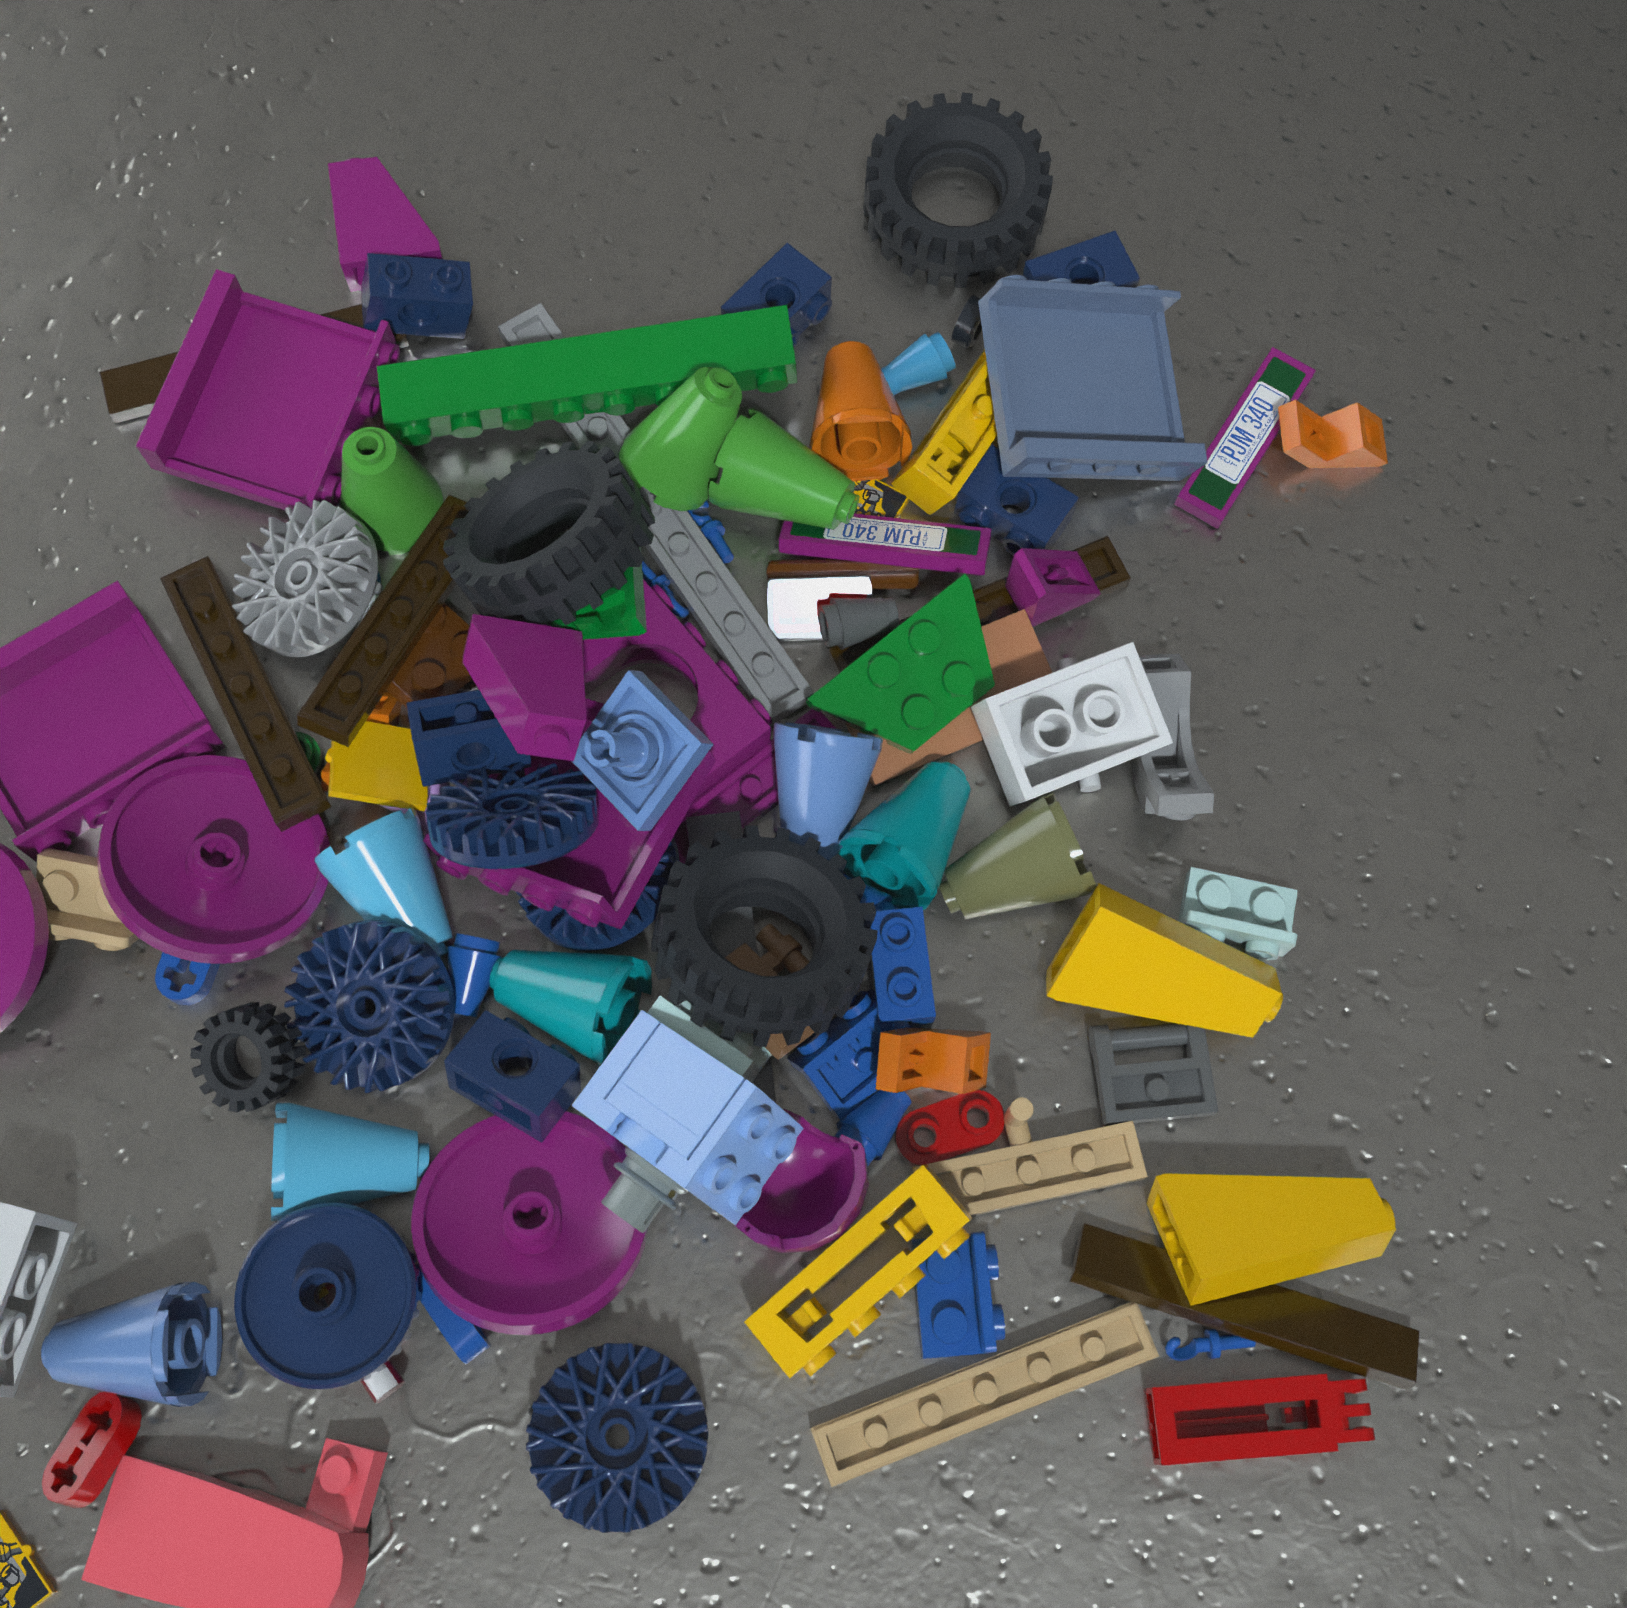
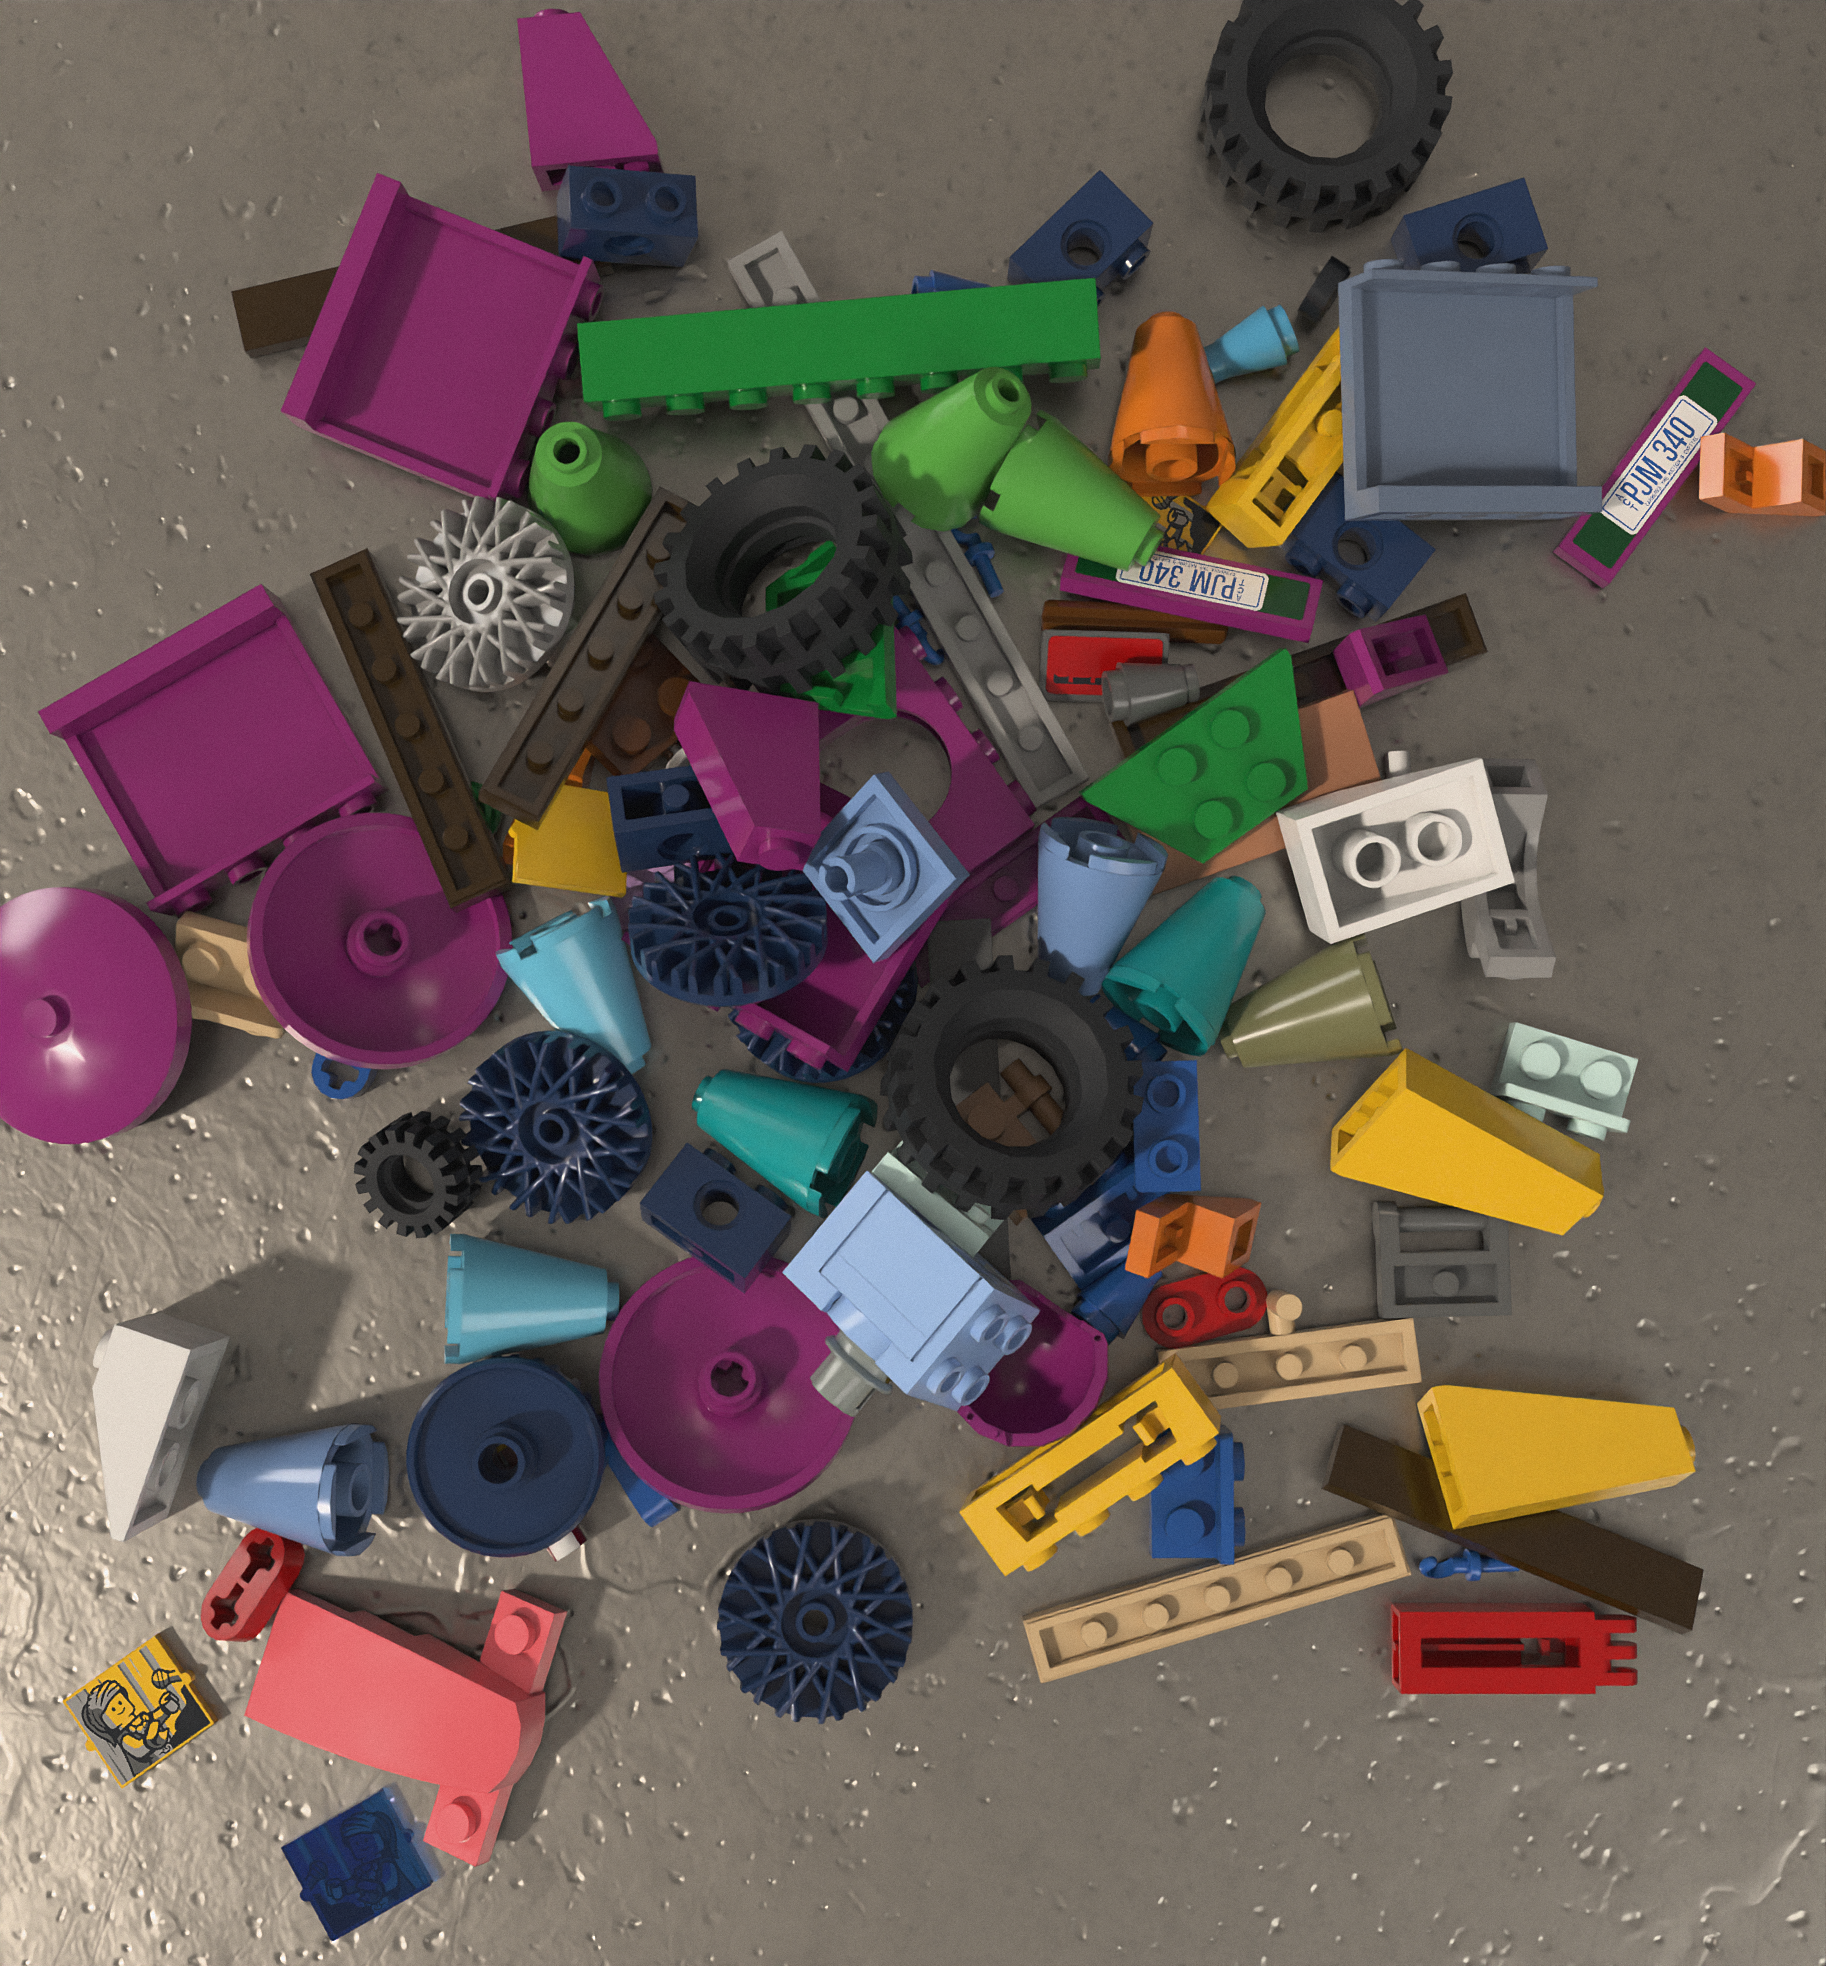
camera: 10 degrees right, 15 degrees up
(470, 970) = (669, 1087): blue cone -> none

